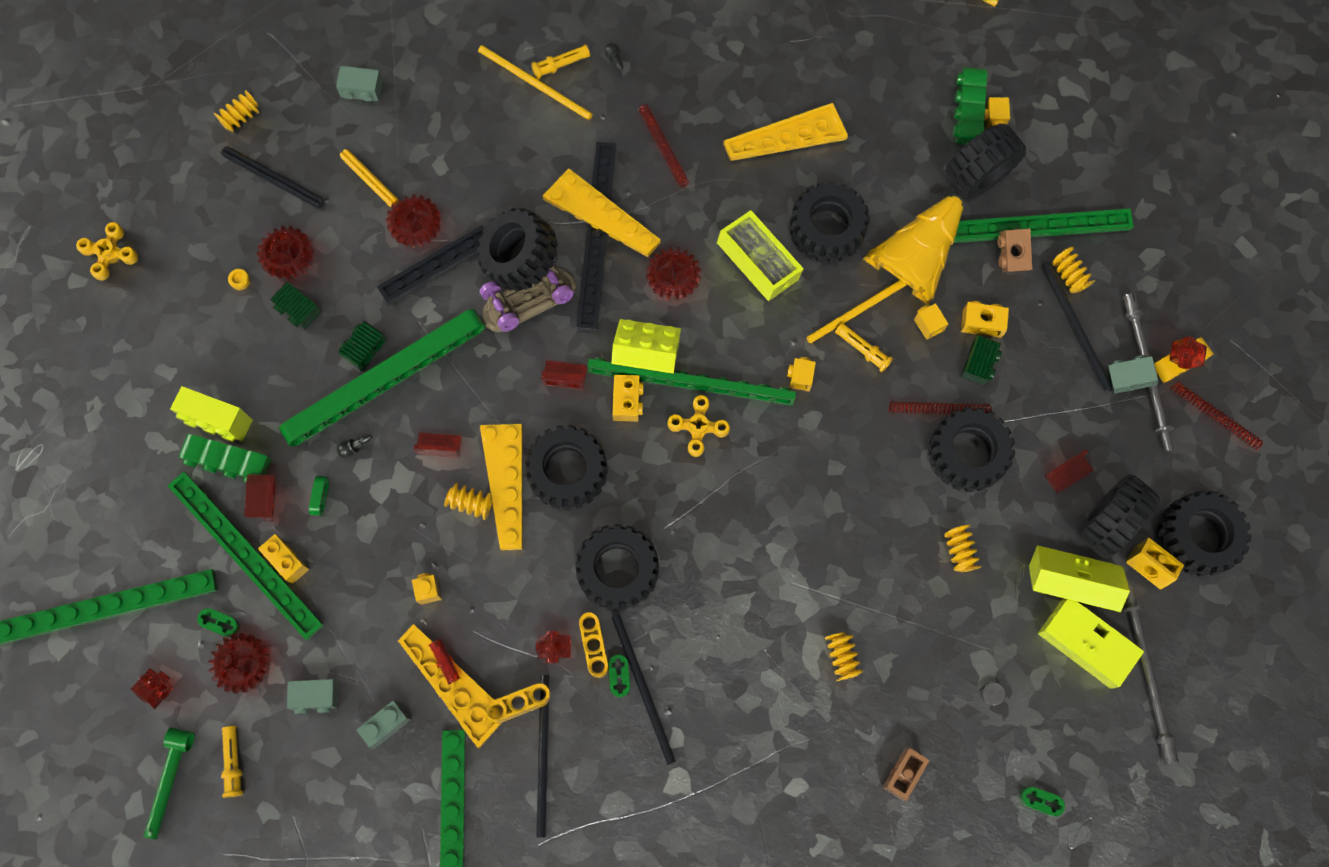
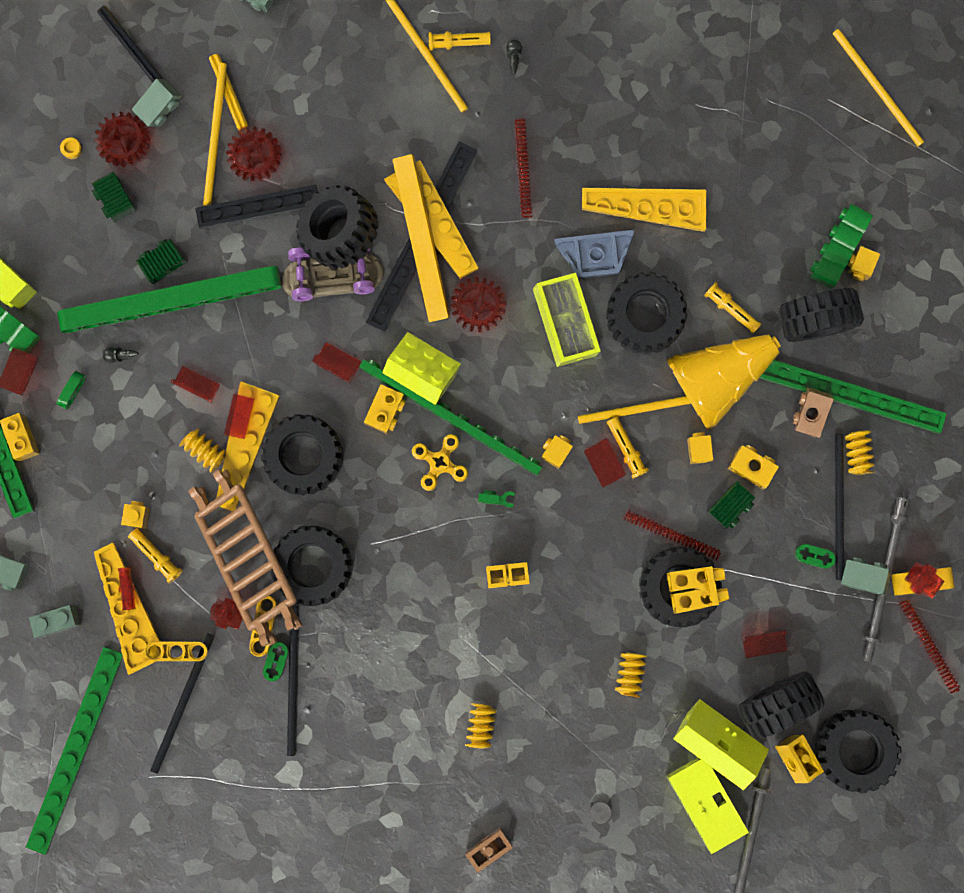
camera: 25 degrees right, 10 degrees up
(306, 208) = (157, 103): none -> sand green brick
(370, 216) = (215, 134): none -> yellow piece
(471, 623) = (161, 562): none -> yellow pin
(490, 456) = (238, 416): none -> clear red panel
(598, 233) = (421, 237): none -> yellow tile
(609, 612) = (285, 607): none -> medium nougat bar
(759, 191) = (595, 253): none -> sand blue wing
(761, 439) = (490, 497): none -> green plate
(809, 499) = (507, 575): none -> yellow hips
(850, 367) = (604, 463): none -> clear red panel
(892, 189) = (721, 303): none -> yellow pin
(997, 435) = (703, 588): none -> yellow hips
(1076, 372) = (815, 551): none -> green beam

